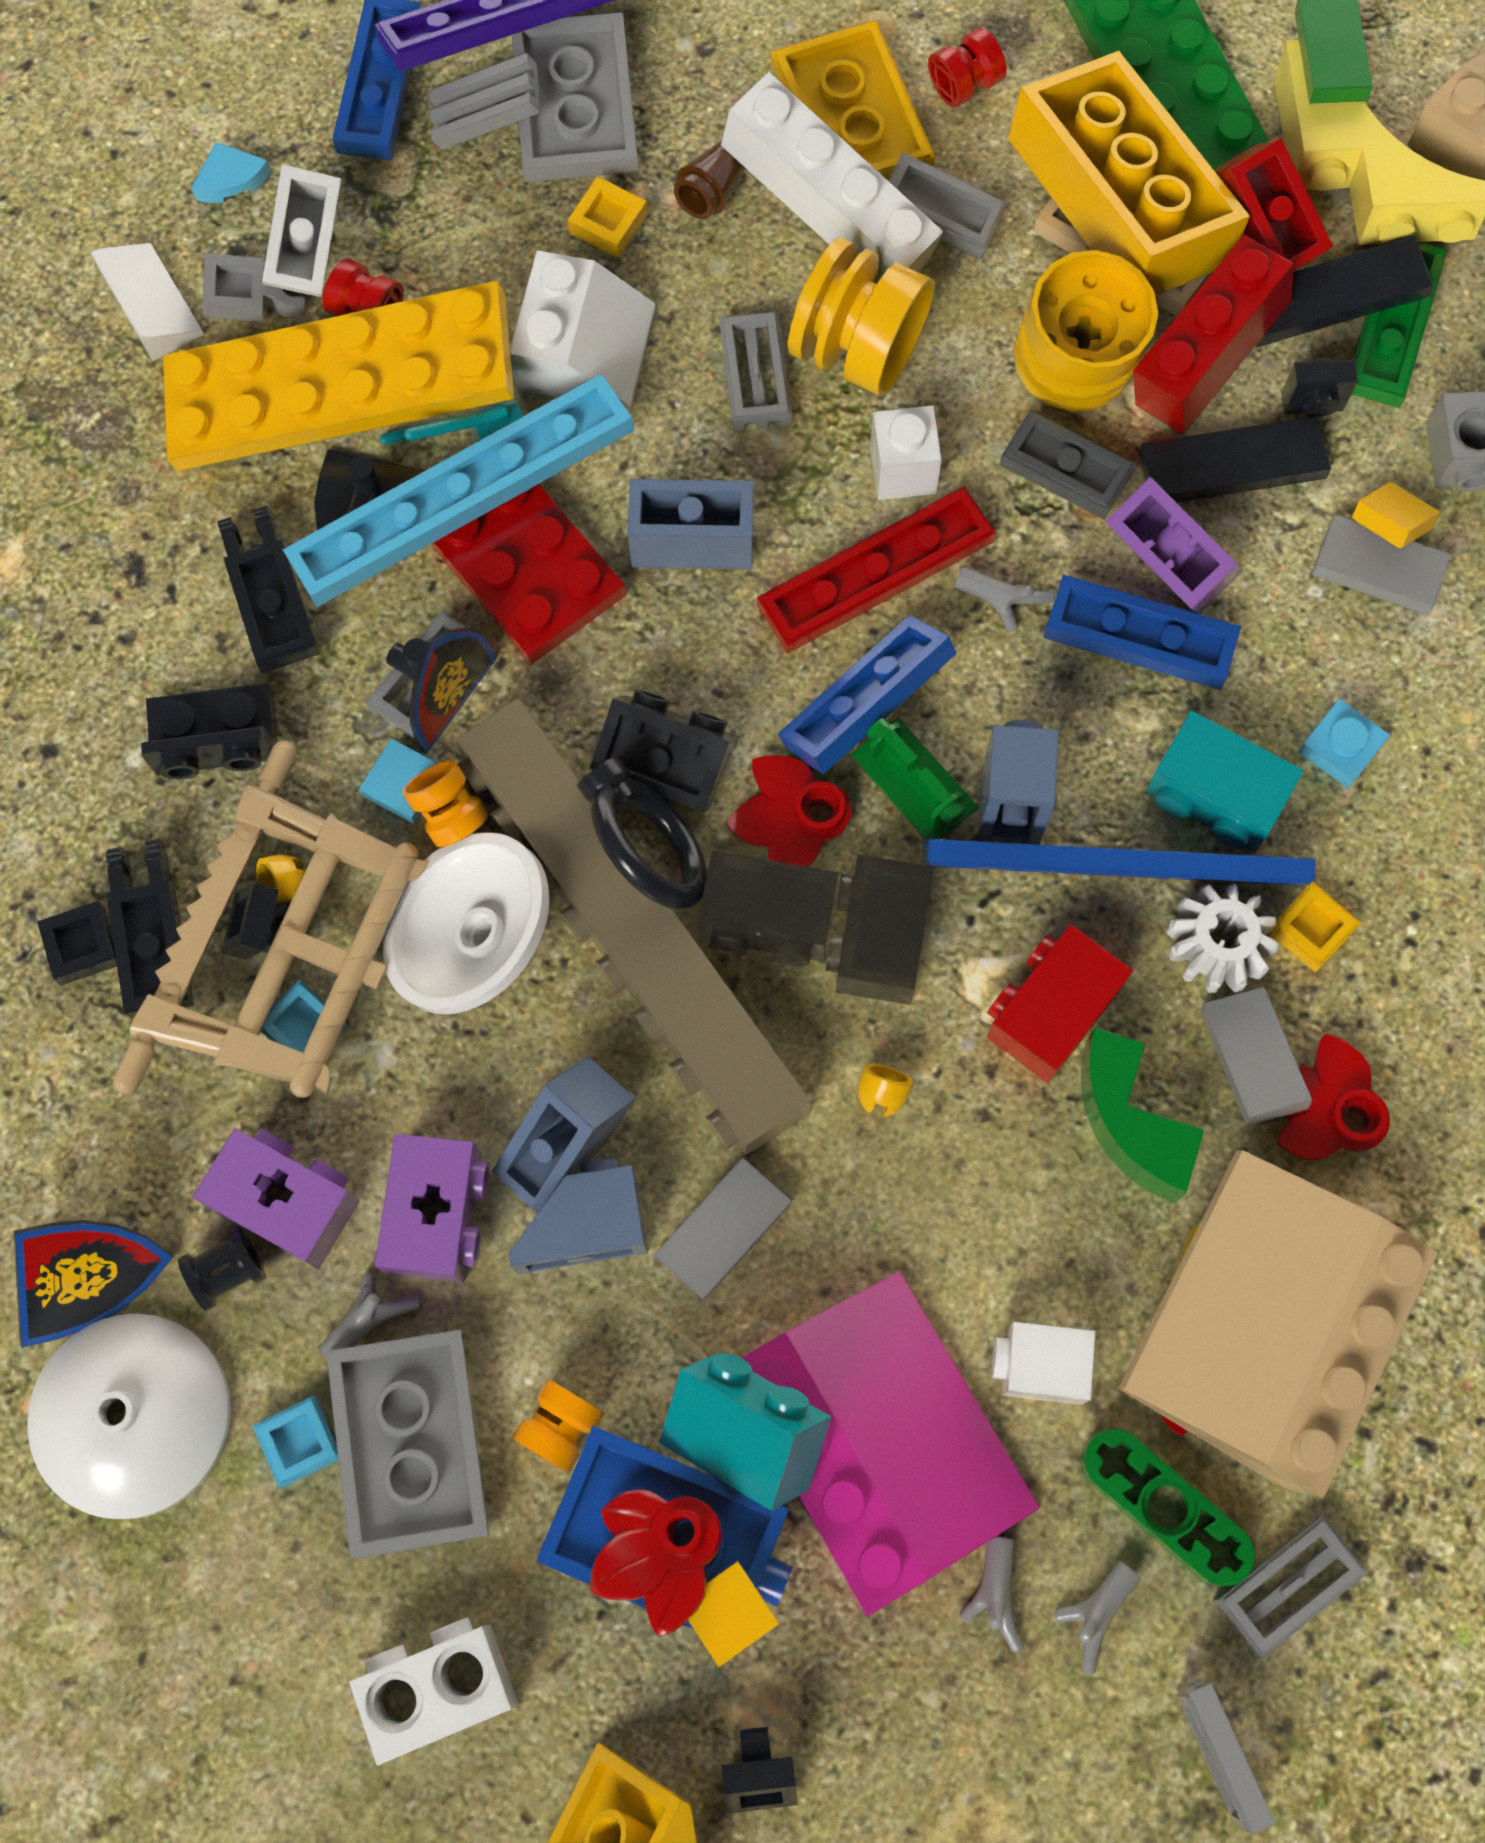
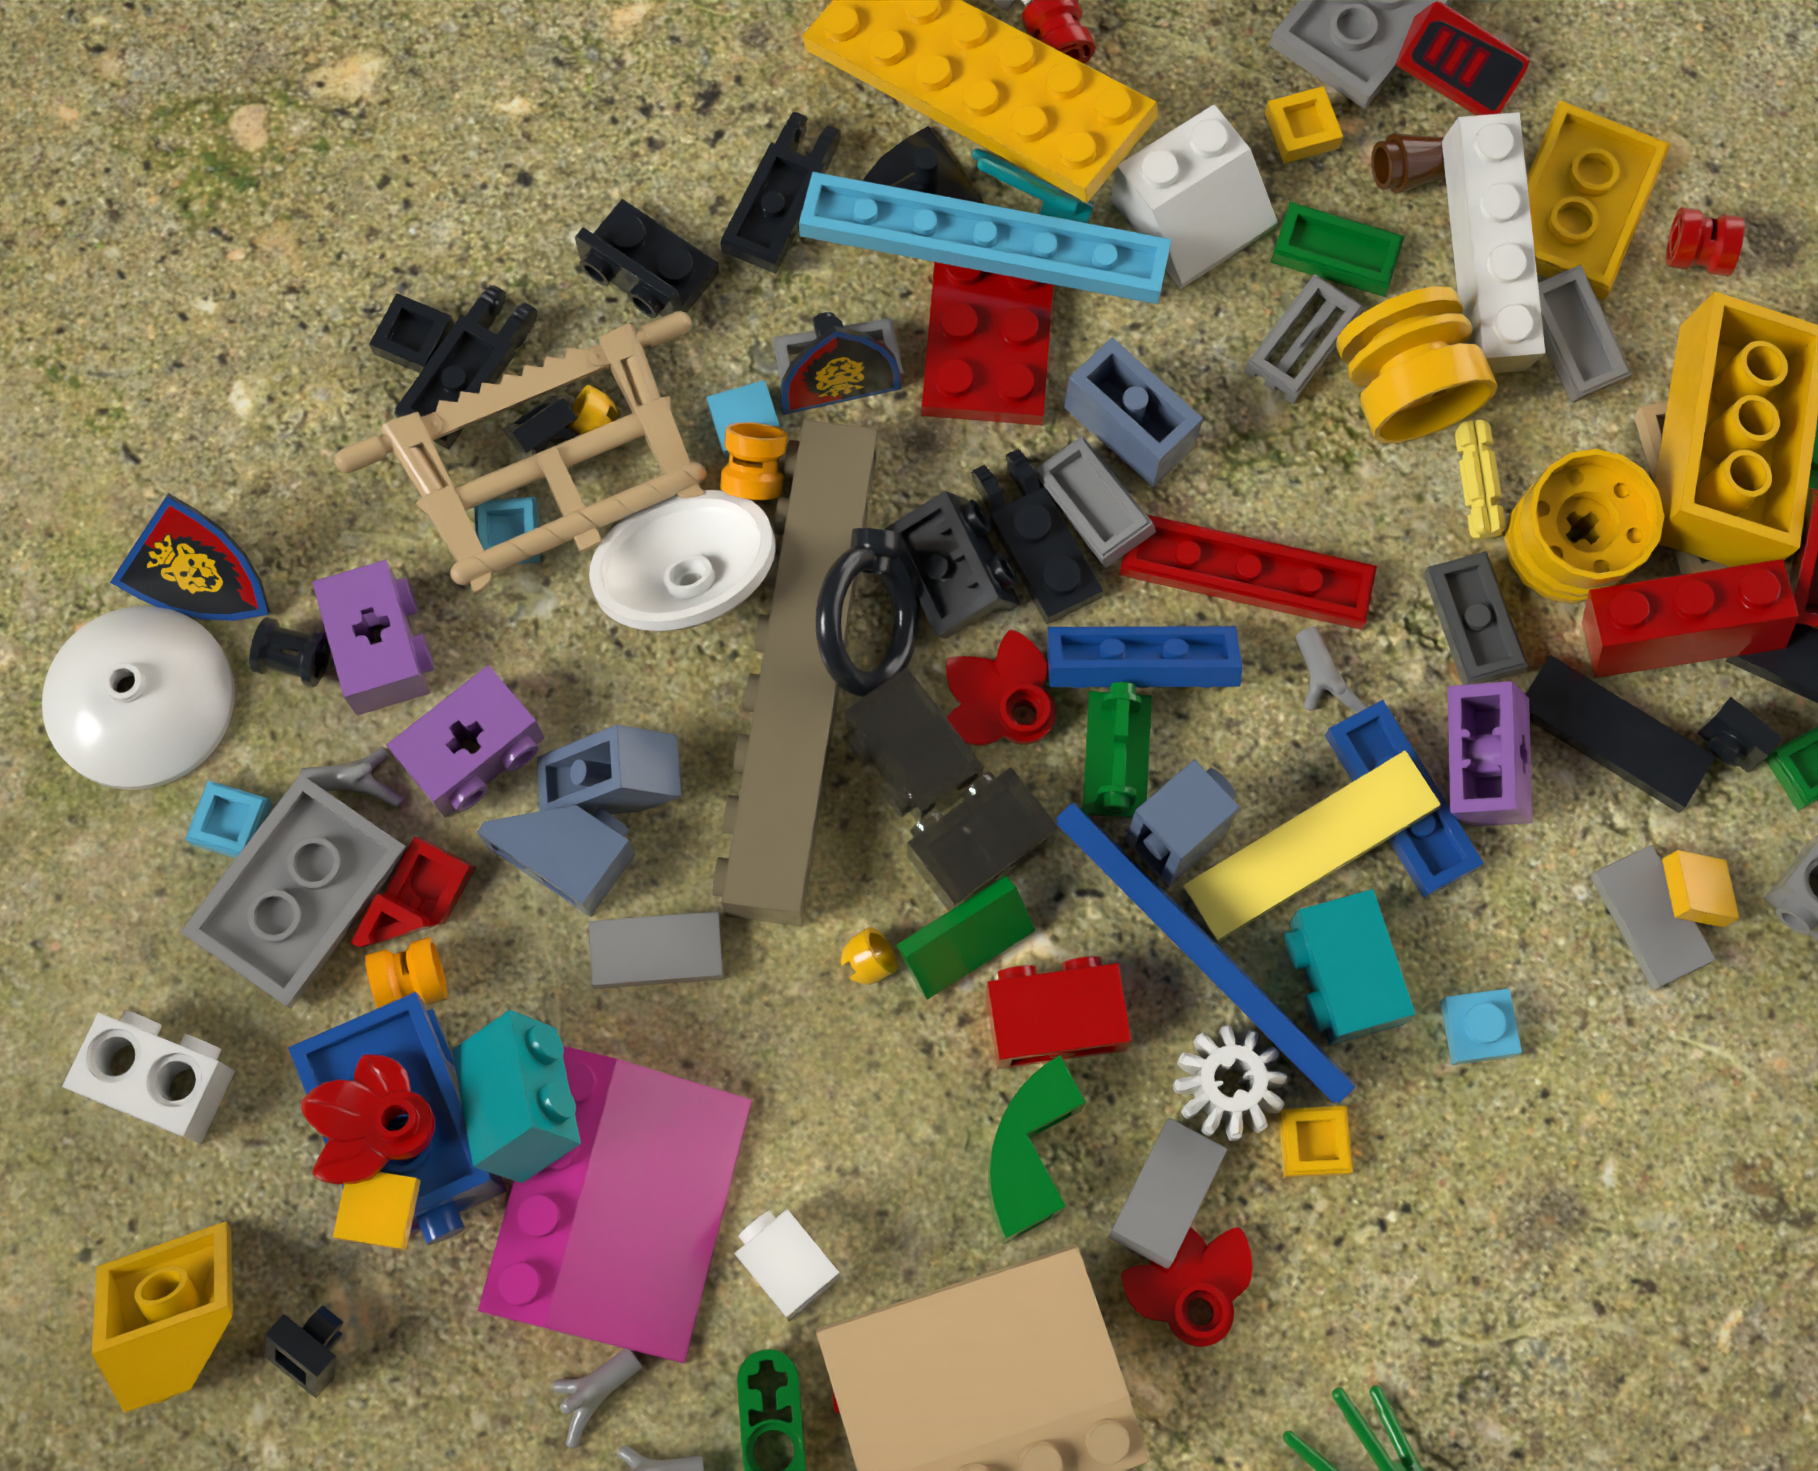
camera: 40 degrees right, 0 degrees up
(502, 1358) = (418, 895): none -> red slope
(677, 77) = (1461, 60): none -> slope
(706, 679) = (1038, 541): none -> black hinge
(716, 287) = (1337, 249): none -> green tile
(722, 614) = (1094, 501): none -> light grey tile
(905, 452) = (1352, 499): white brick -> none
(940, 1008) = (966, 937): none -> green tile
(974, 364) = (1480, 479): none -> light yellow axle
(1115, 721) = (1312, 846): none -> light yellow tile

